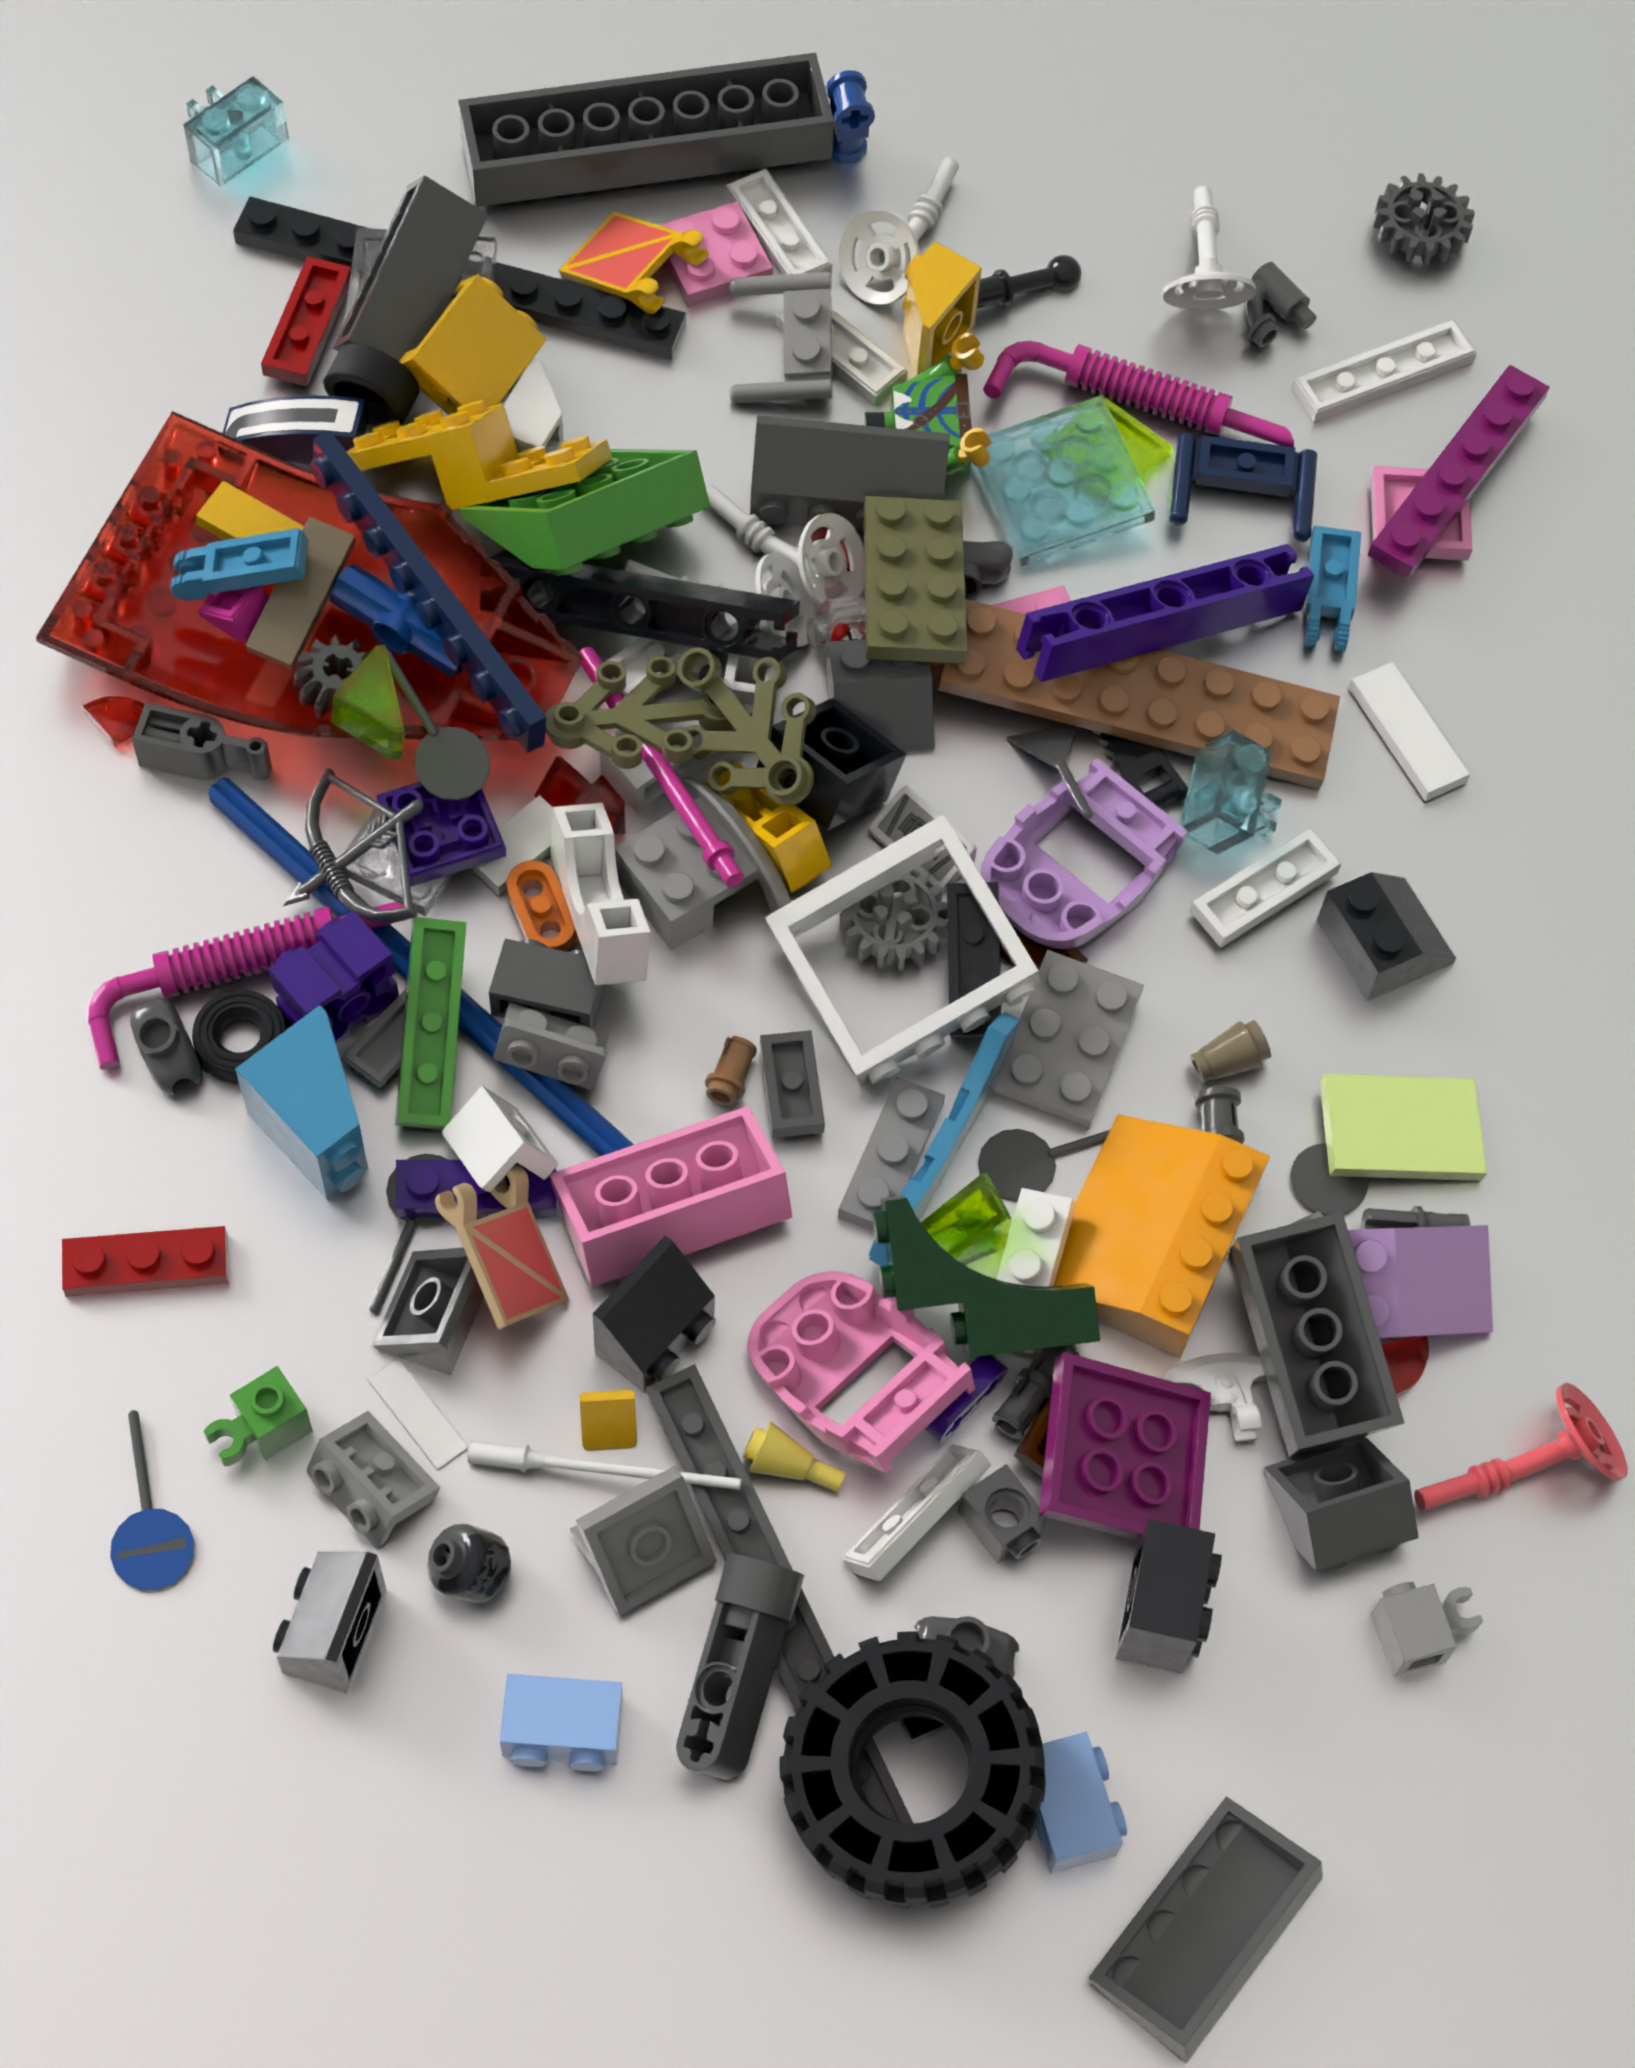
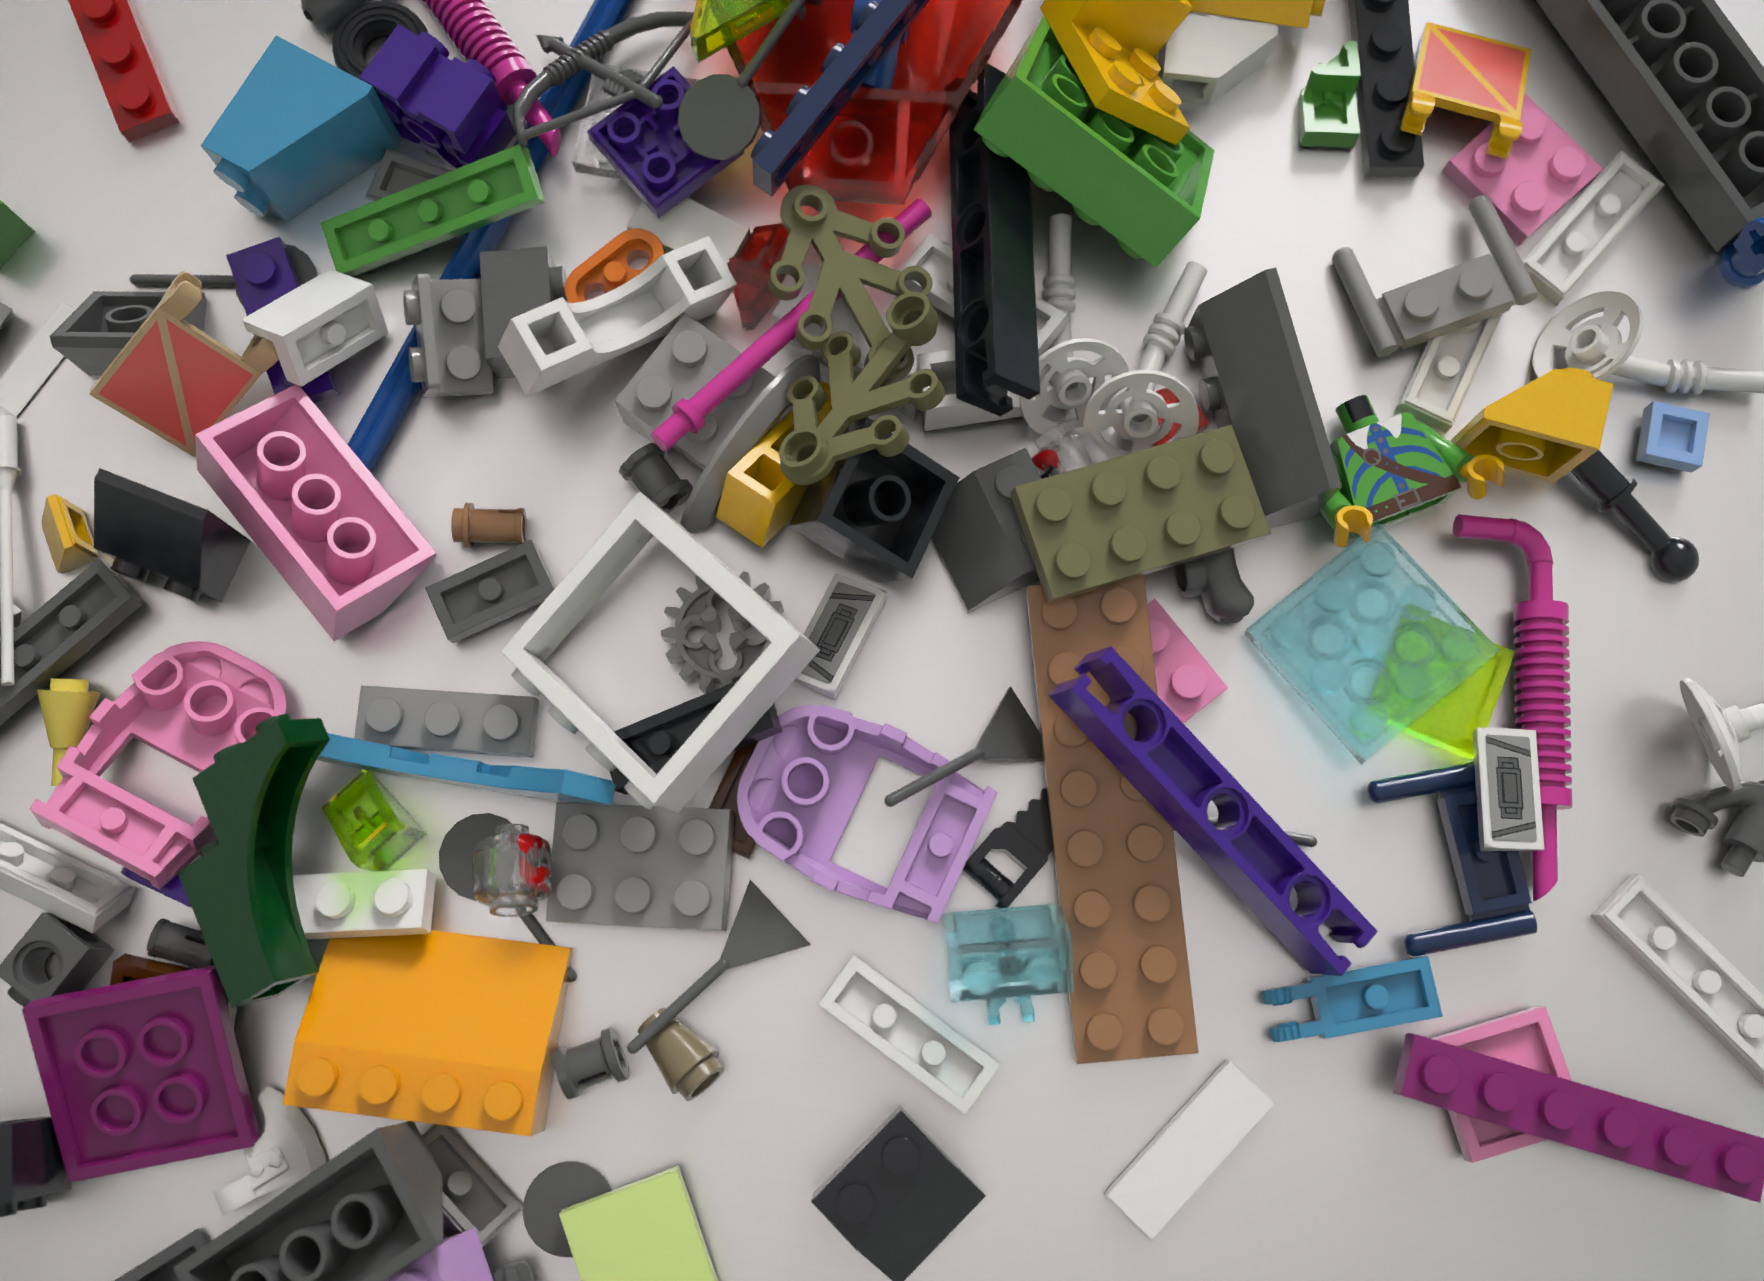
camera: 75 degrees right, 15 degrees up
(600, 358) = (1329, 102): none -> bright green slope
(740, 929) = (656, 477): none -> dark grey bush
(971, 235) = (1673, 436): none -> light blue plate
(1044, 1125) = (512, 871): none -> clear head
(1155, 972) = (755, 935): none -> dark grey piece
(1208, 429) = (1507, 789): none -> slope

